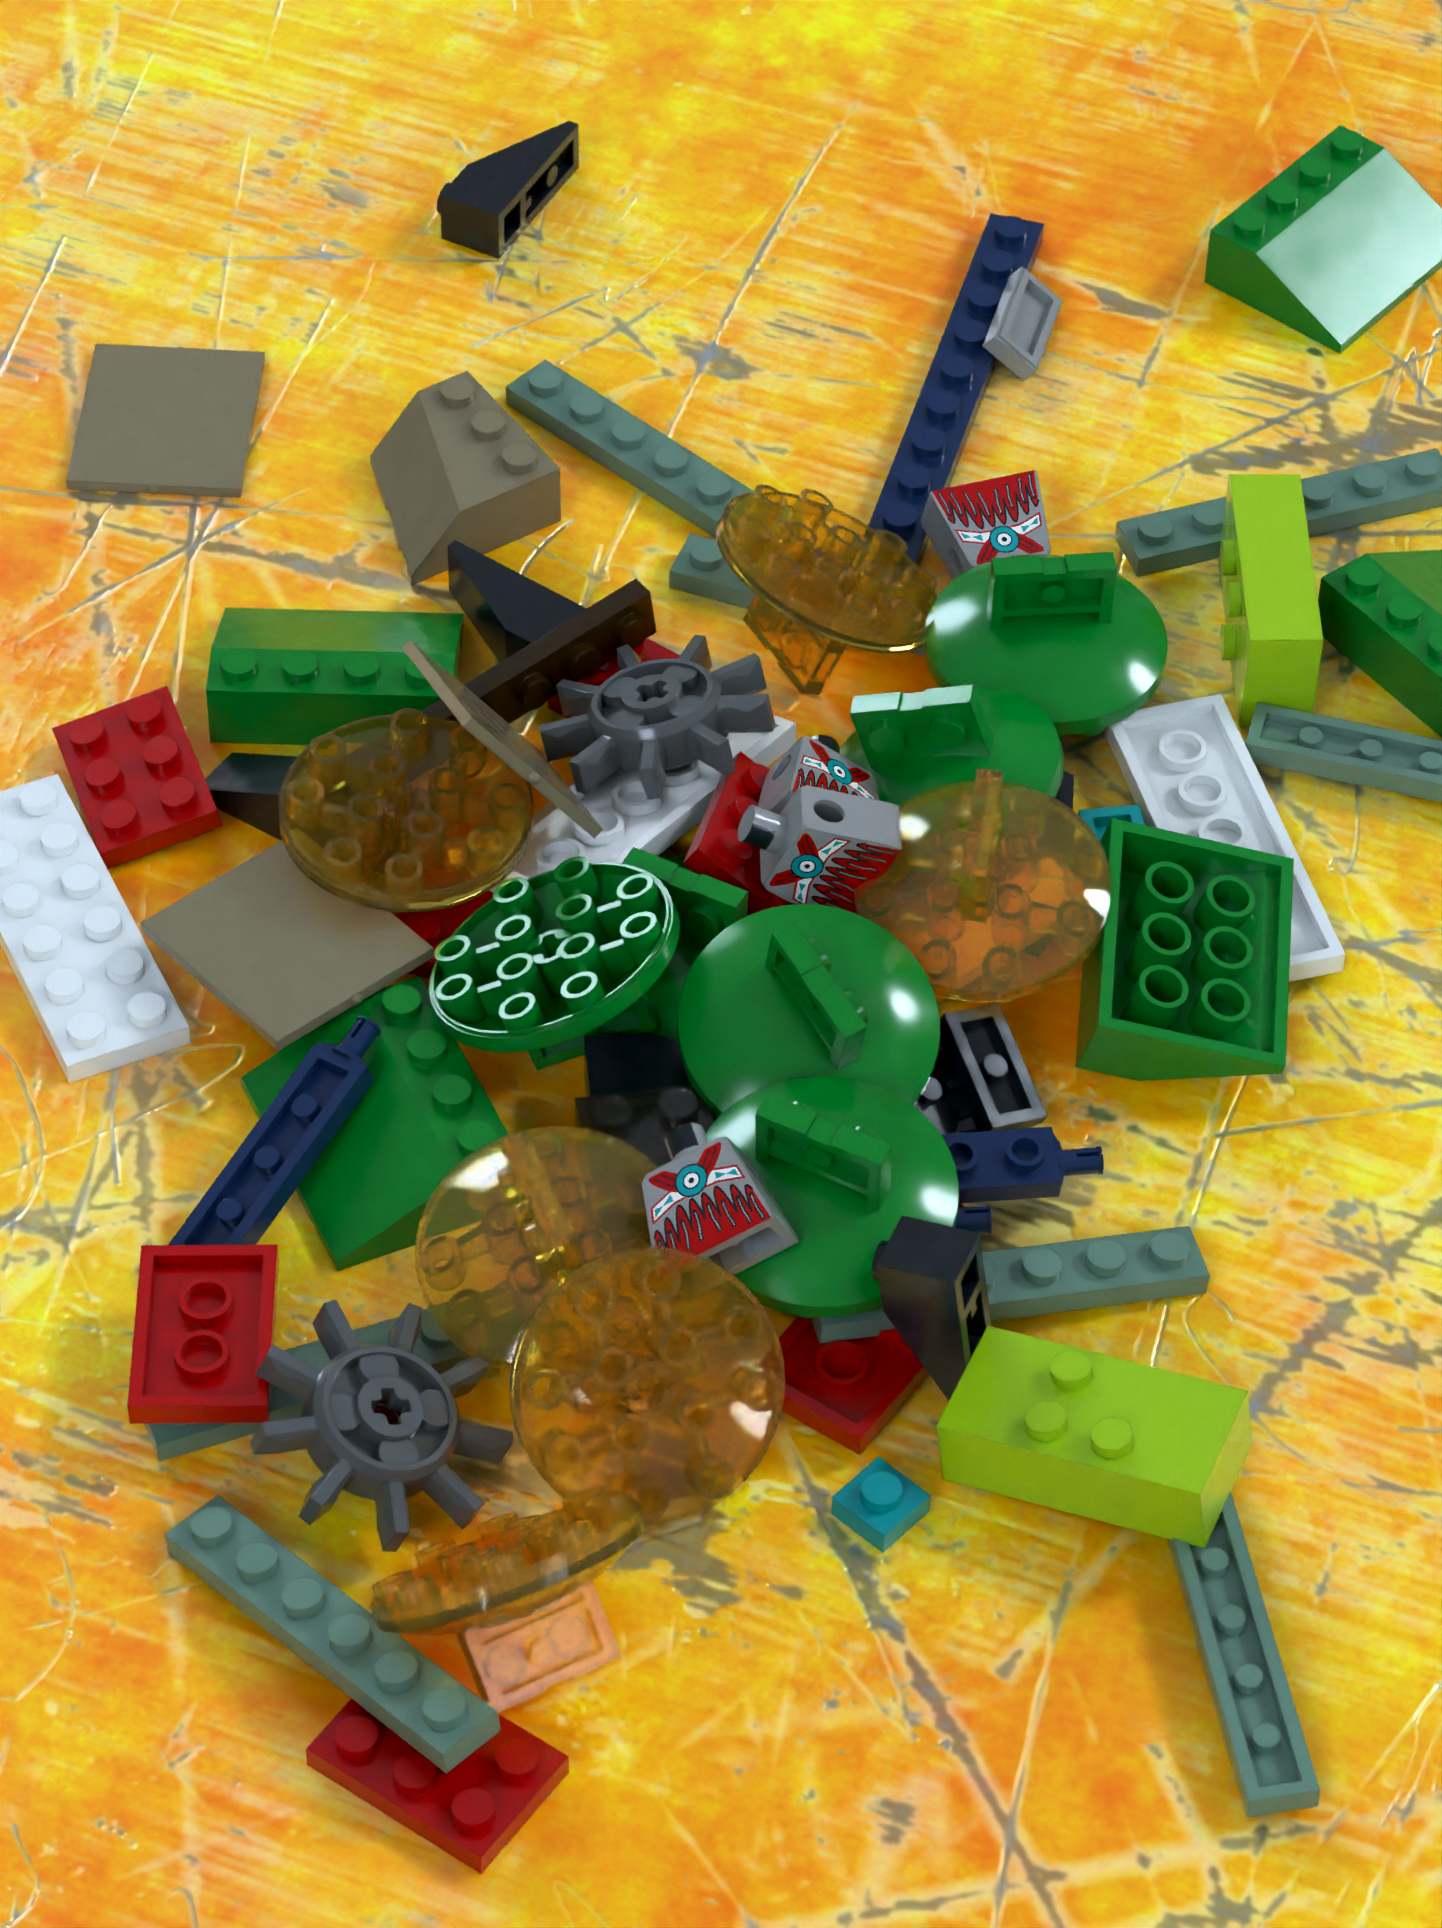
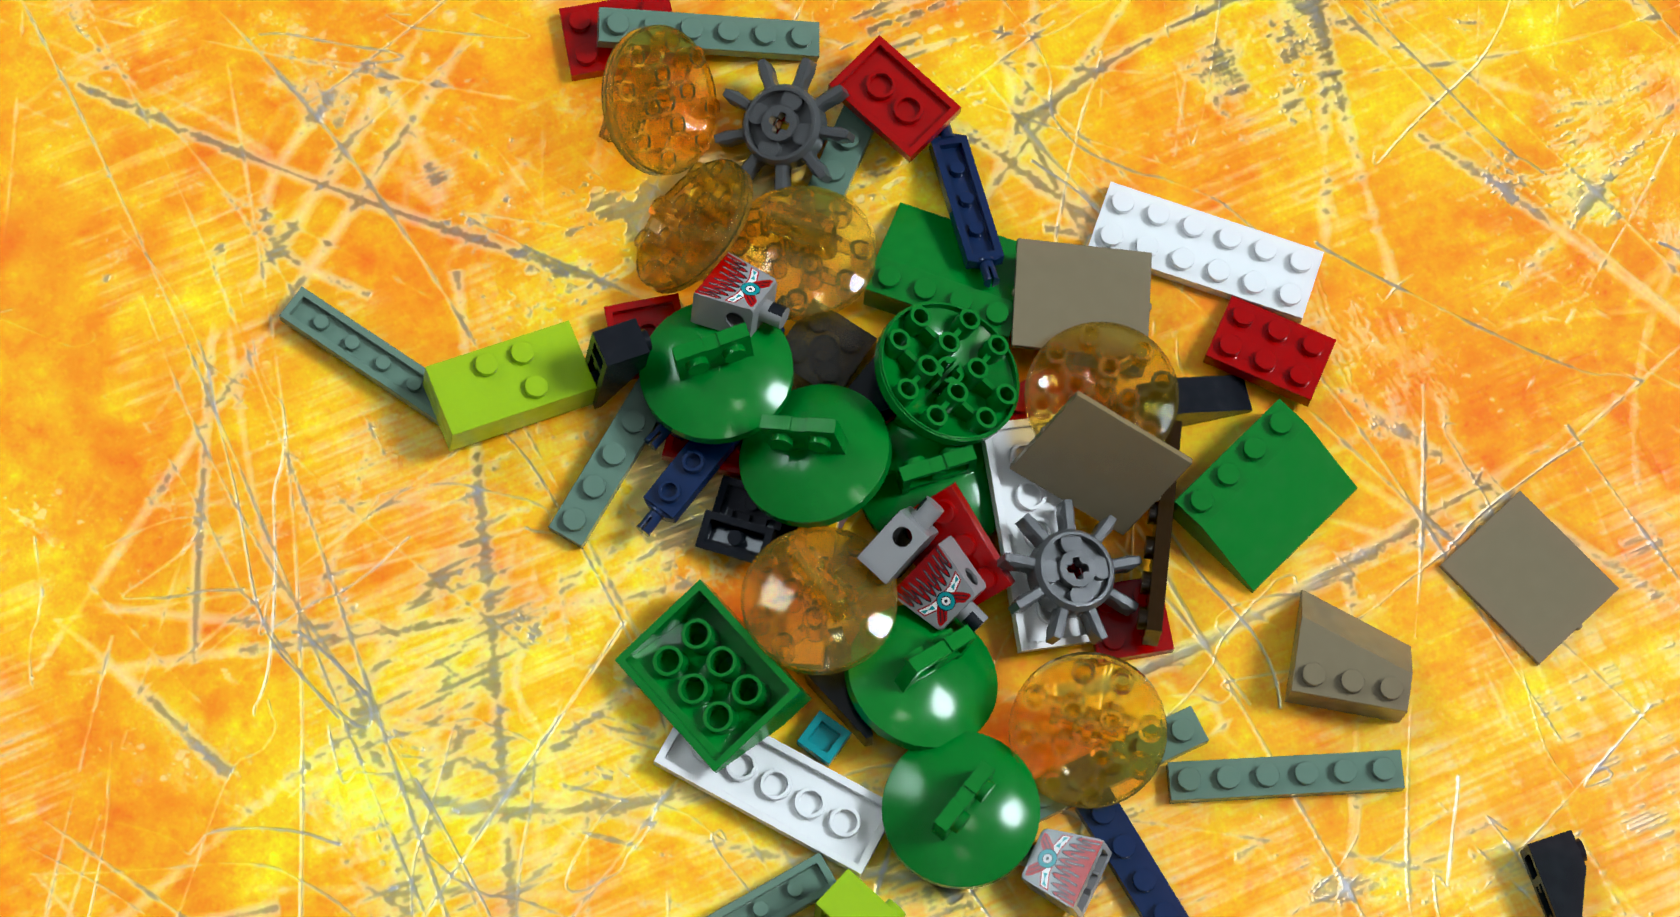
camera: 130 degrees right, 25 degrees up
(502, 603) = (1213, 600): black slope -> none
(880, 1504) = (573, 296): teal plate -> none

